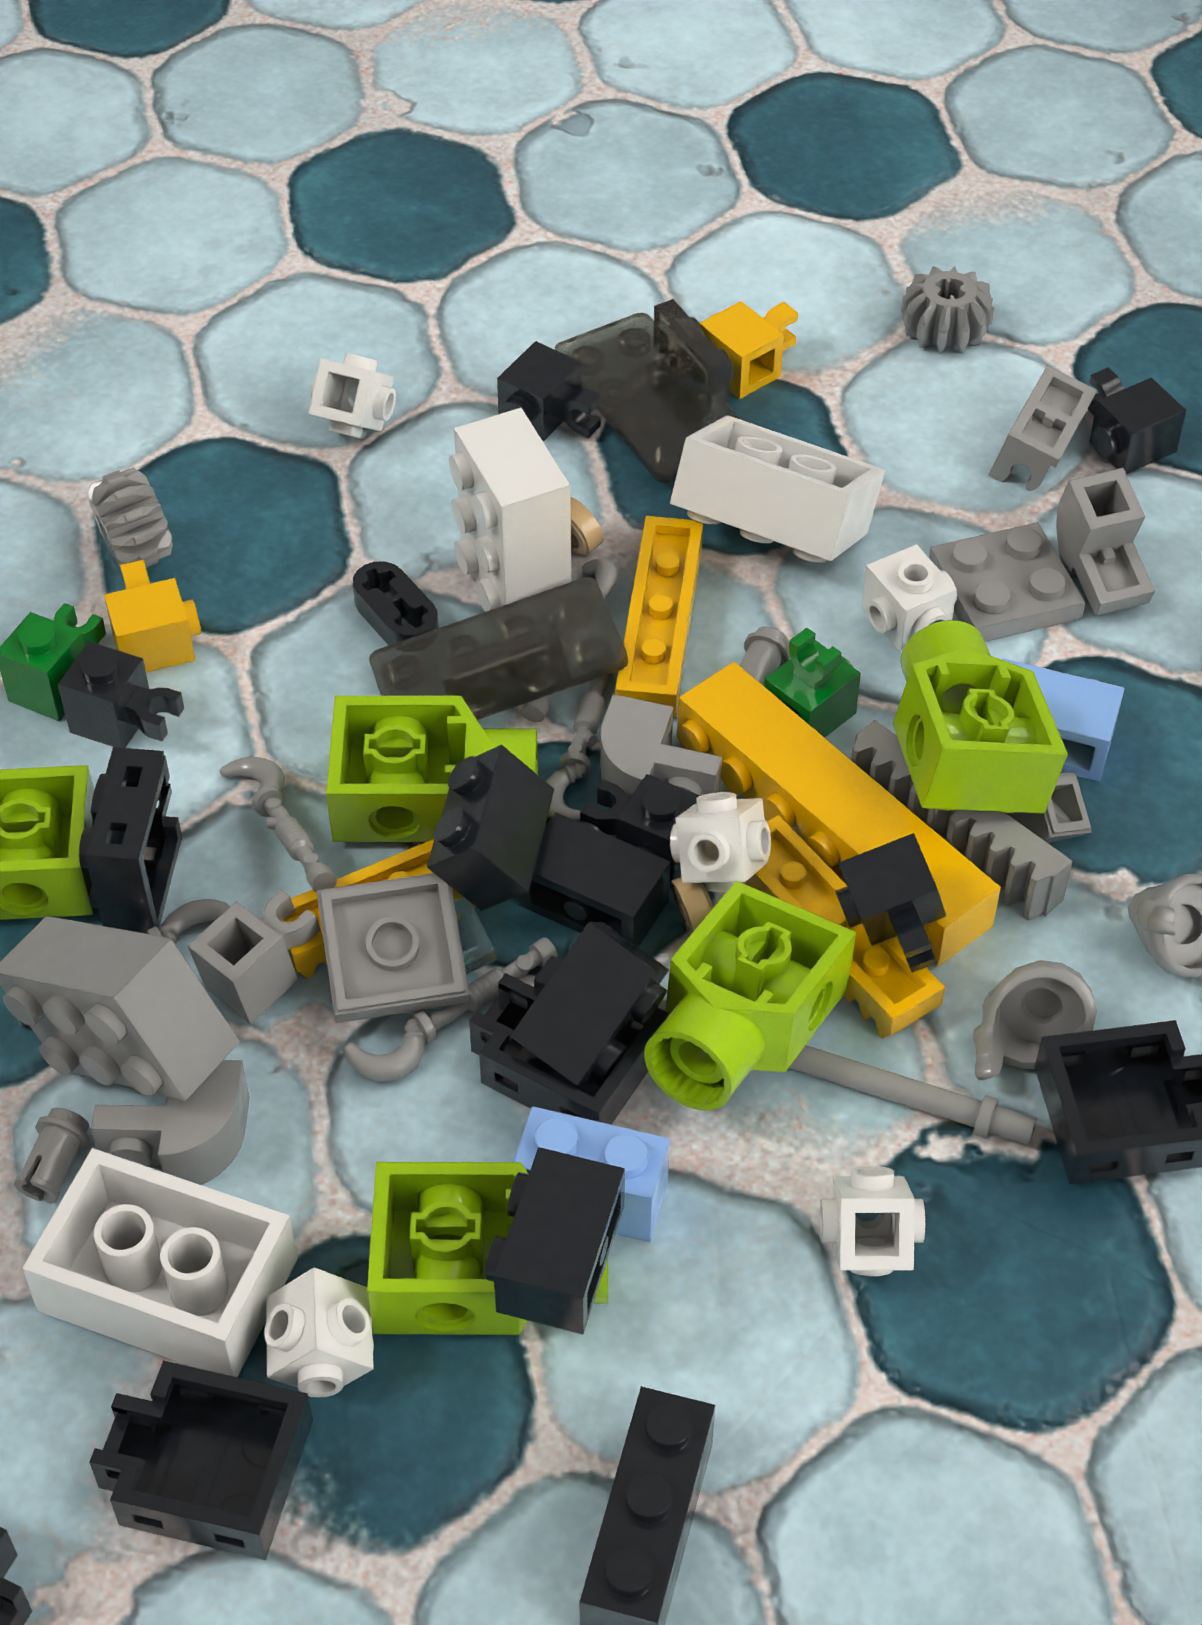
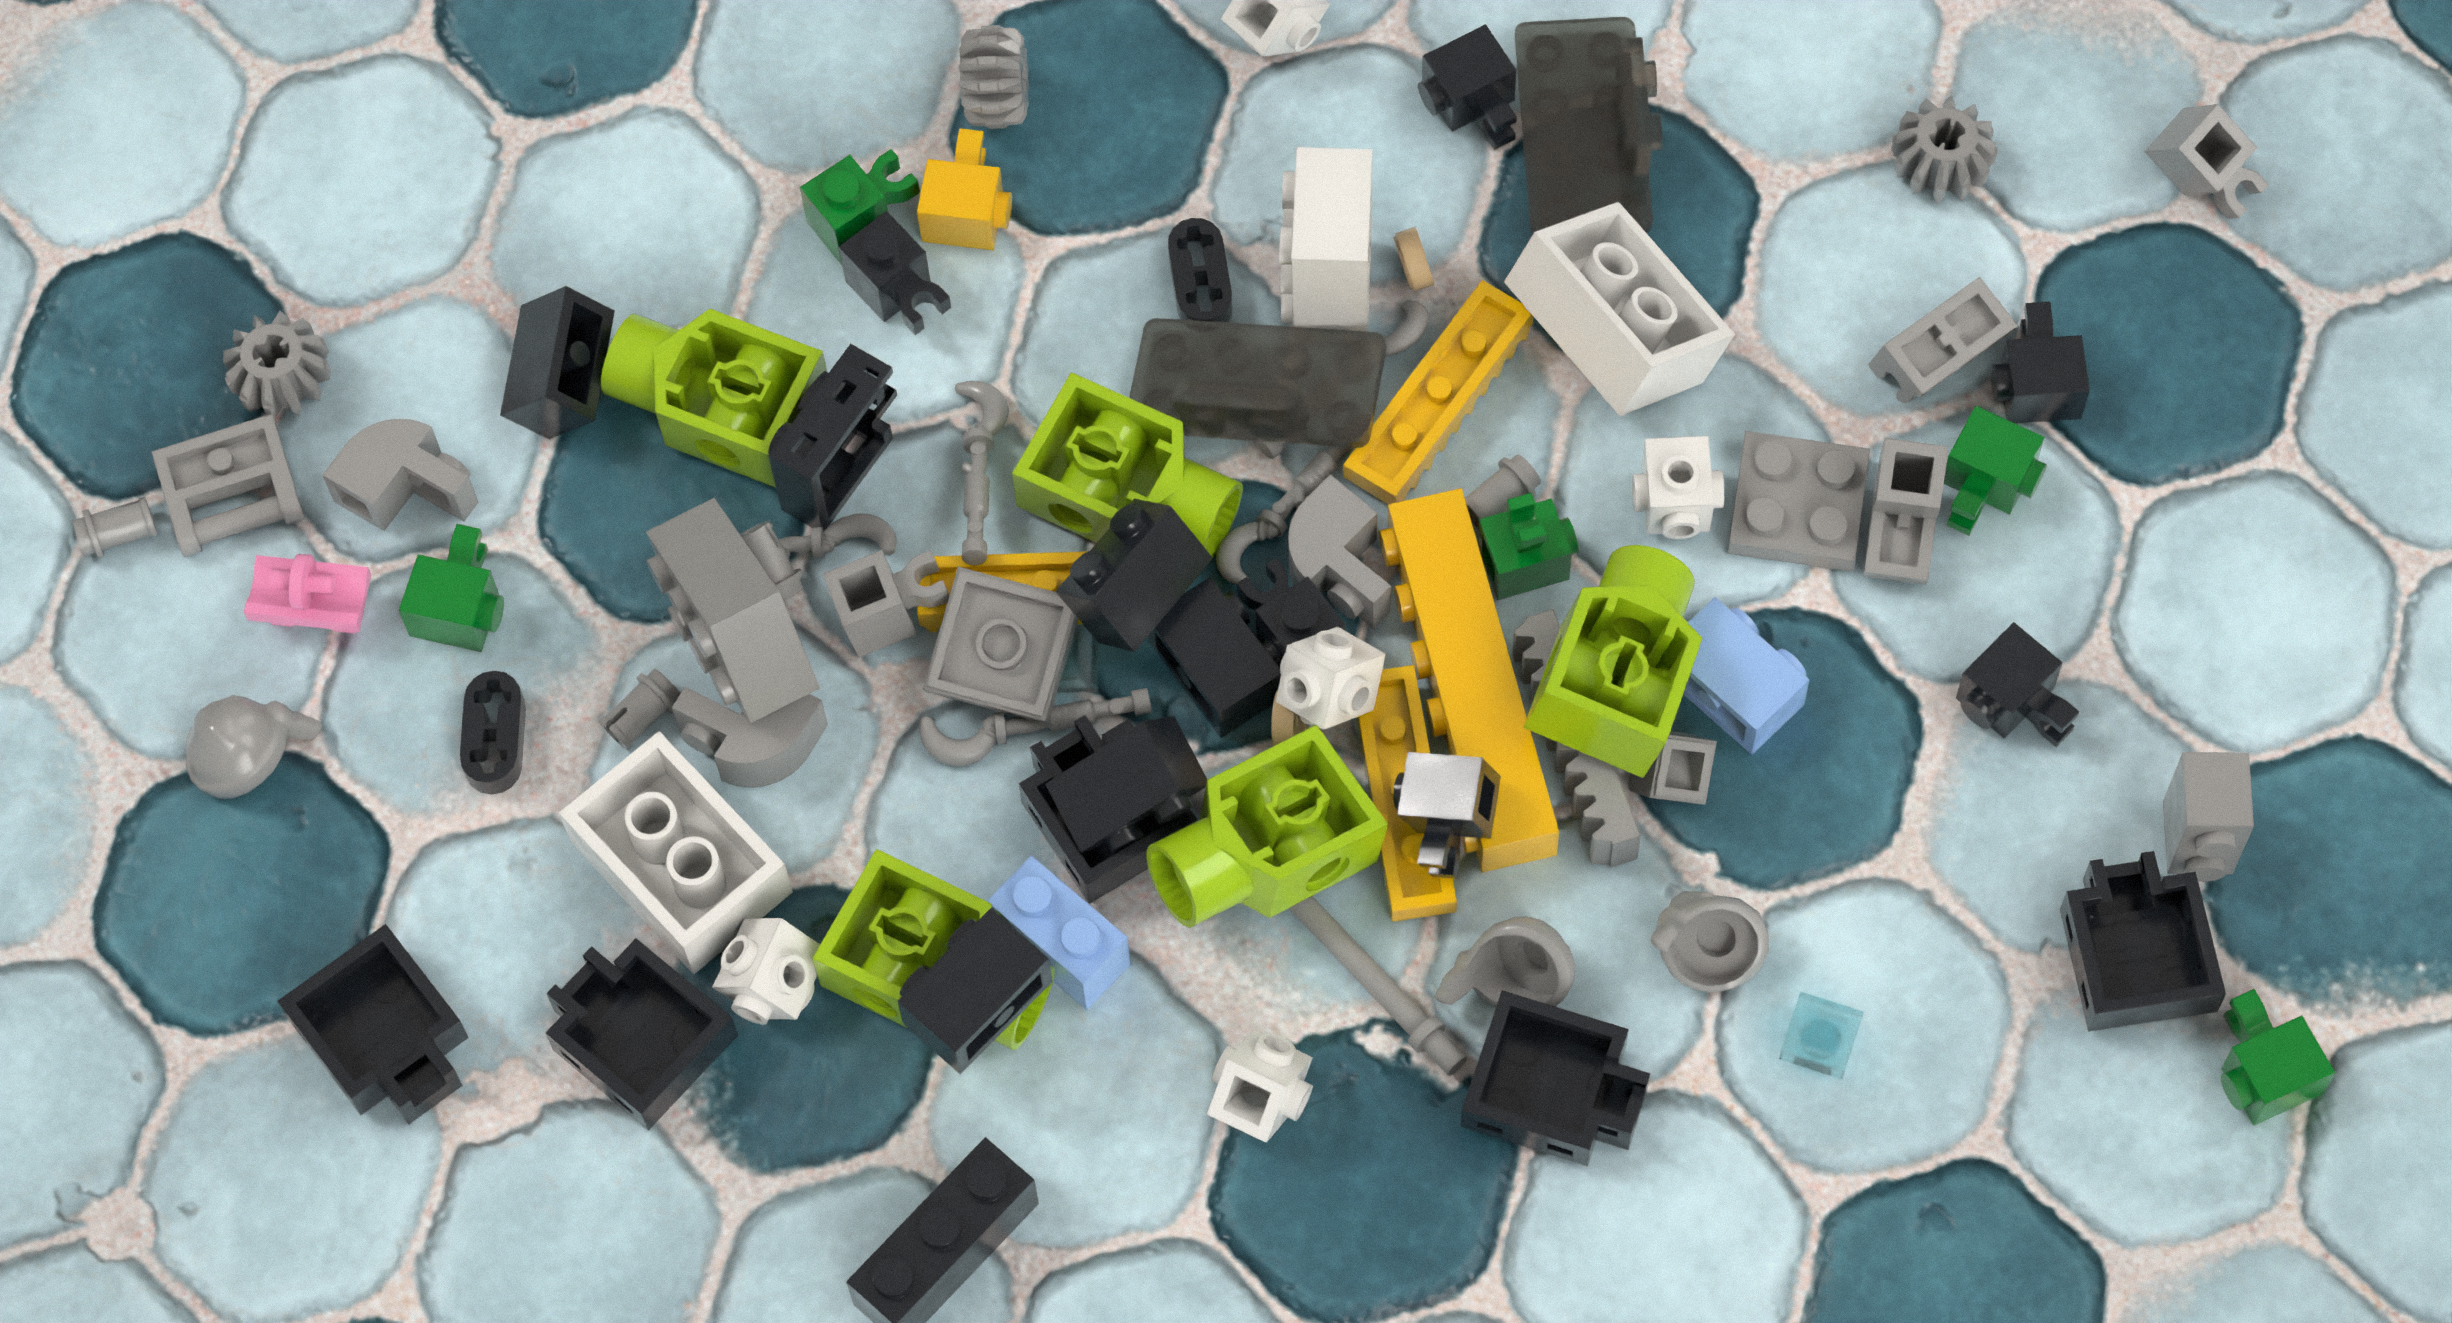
camera: 30 degrees right, 15 degrees up
(752, 343) = (1705, 111): yellow brick -> none
(1148, 239) = (2205, 155): none -> light grey brick
(1158, 489) = (1991, 466): none -> green brick

